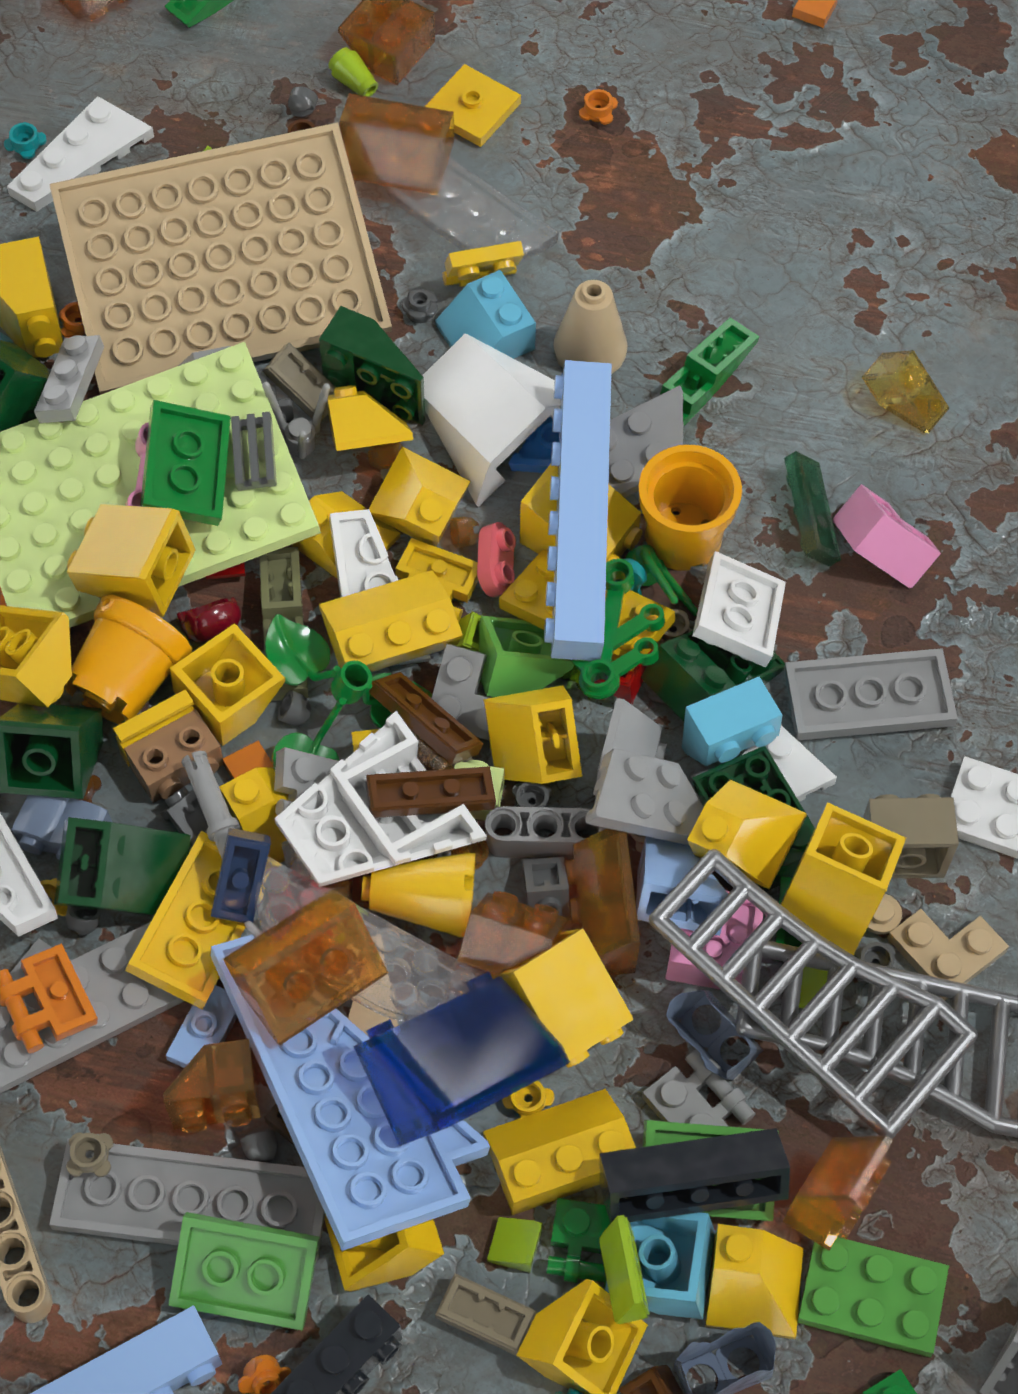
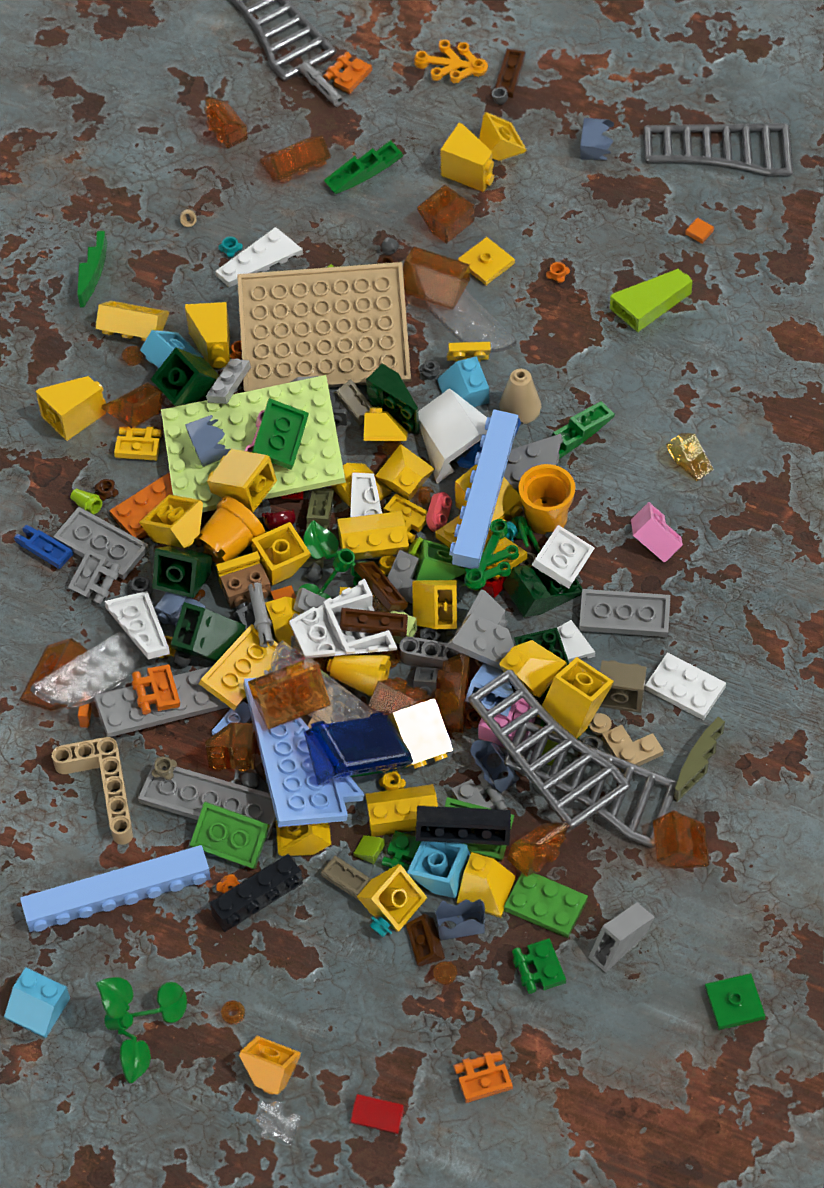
camera: 15 degrees right, 5 degrees down
(51, 493) = (206, 439): none -> sand blue piece
(239, 872) = (266, 645): dark blue slope -> none
(251, 425) = (318, 419): dark grey tile -> none
(299, 433) = (347, 428): light grey plant -> none
(352, 72) = (421, 232): lime cone -> none
(425, 671) = (386, 563): none -> yellow plate
(623, 1272) = (417, 863): lime slope -> none
(646, 951) = (471, 723): none -> reddish brown plate
(730, 723) = (541, 612): medium azure slope -> none
(766, 131) = (650, 299): none -> lime slope
(812, 509) = (619, 511): clear green plate -> none

